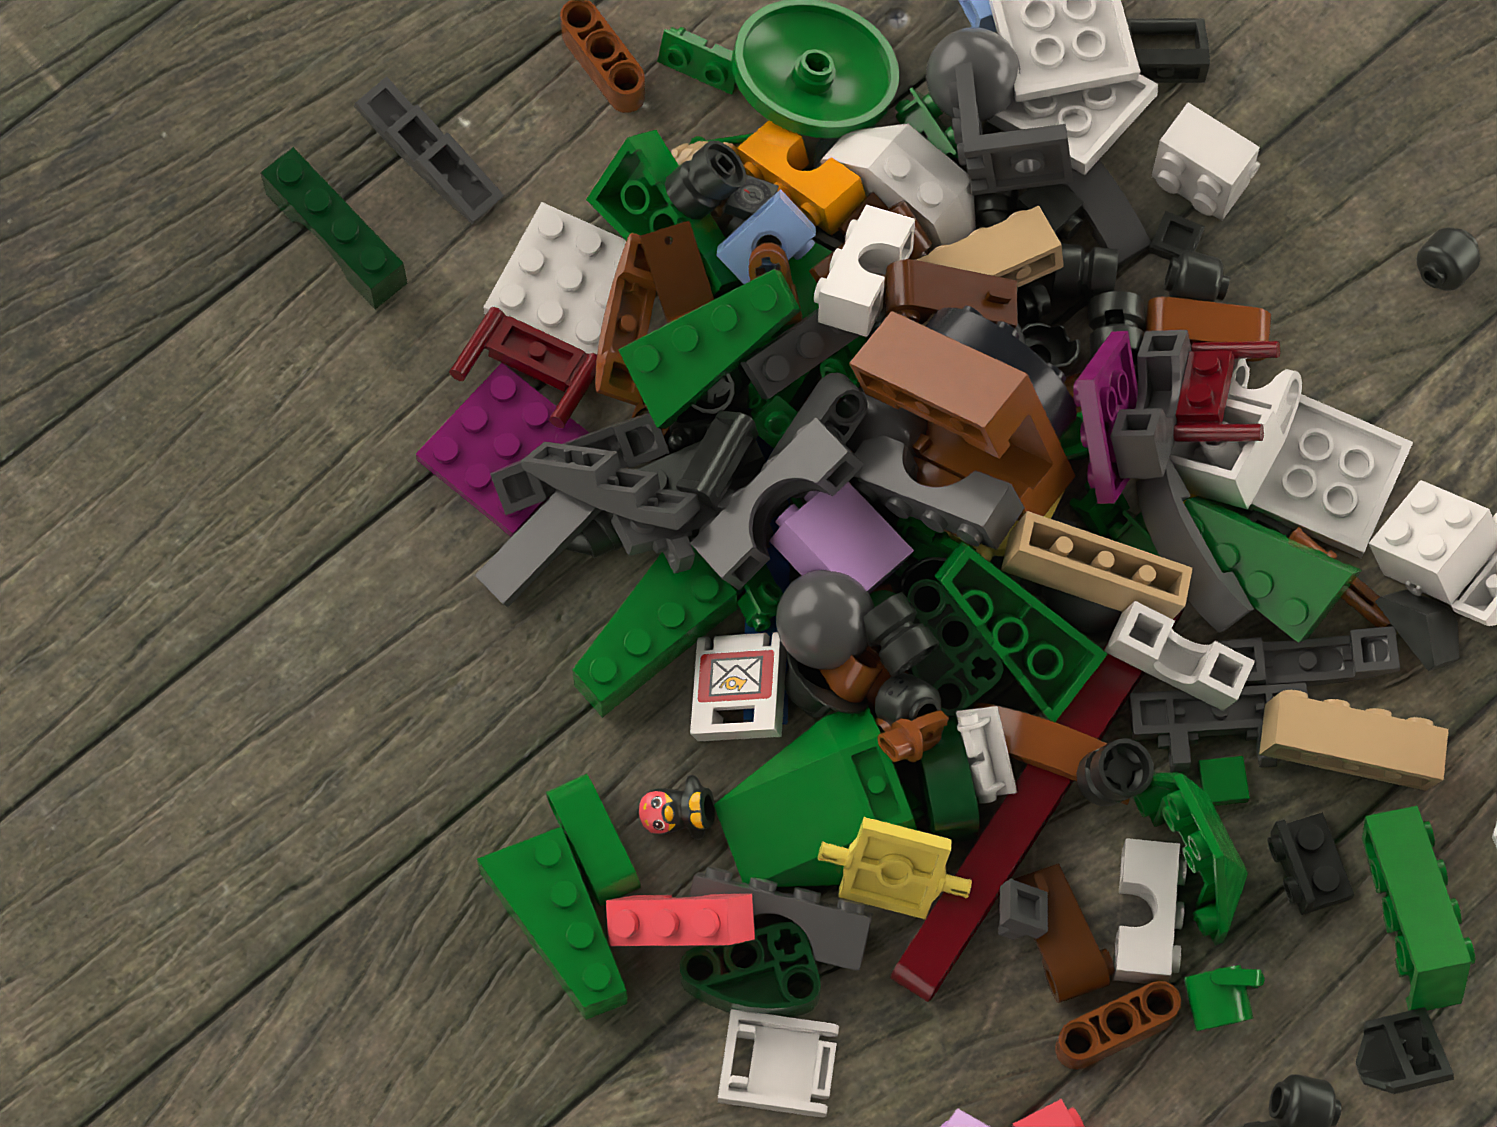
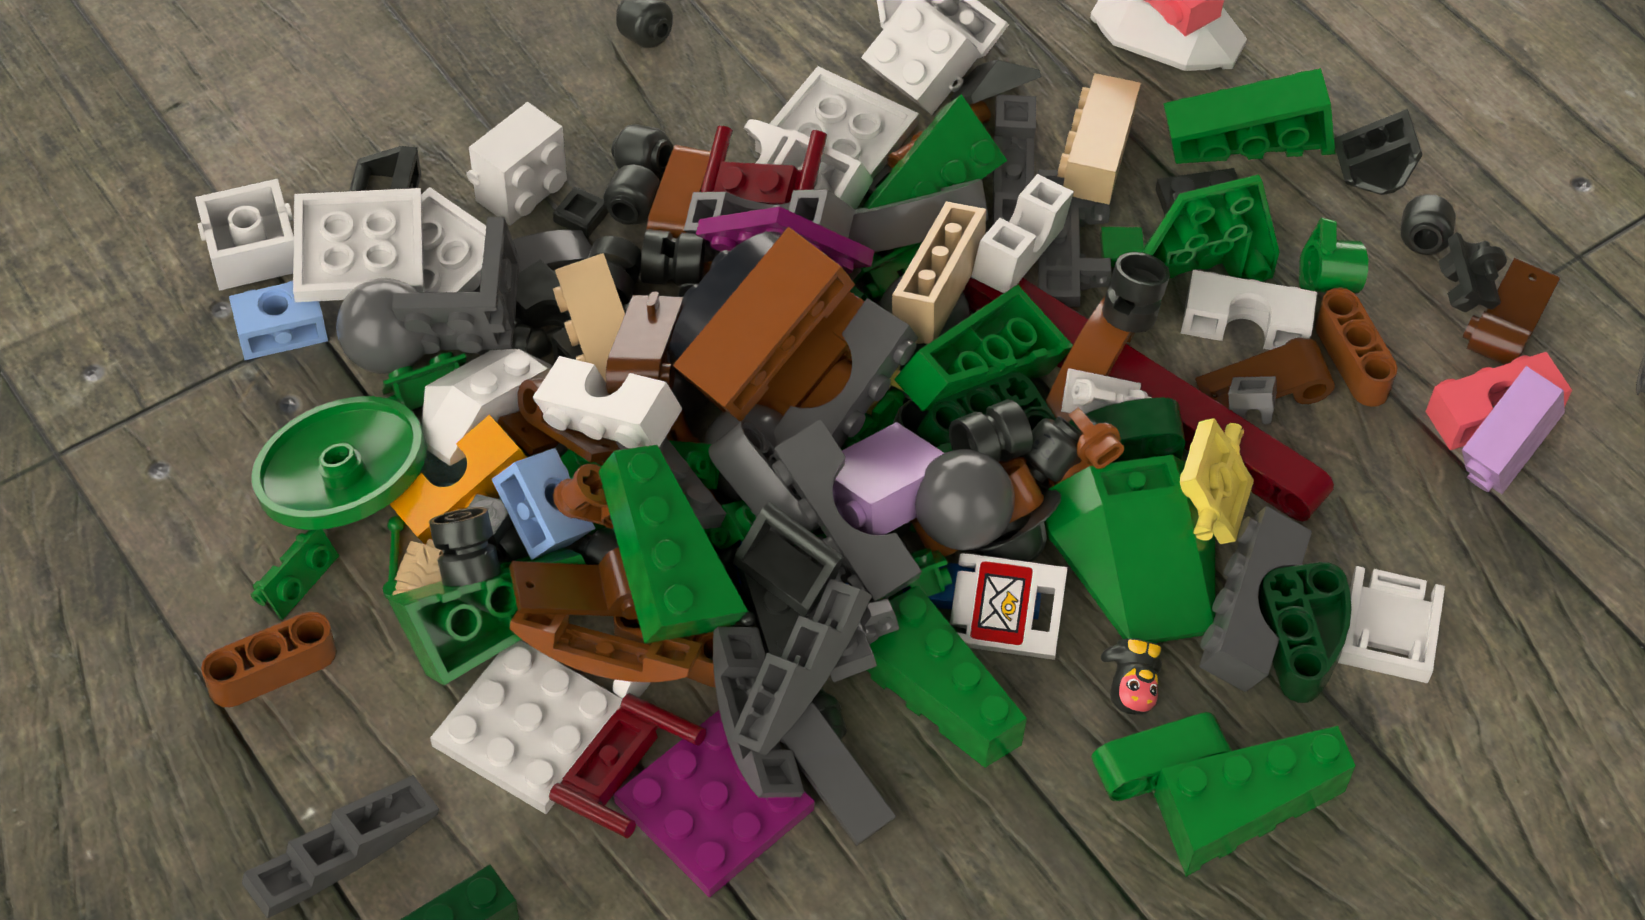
camera: 85 degrees left, 15 degrees down
(680, 921) = (1266, 696): coral arch -> none
(1258, 280) = (642, 147): none -> pearl dark grey head

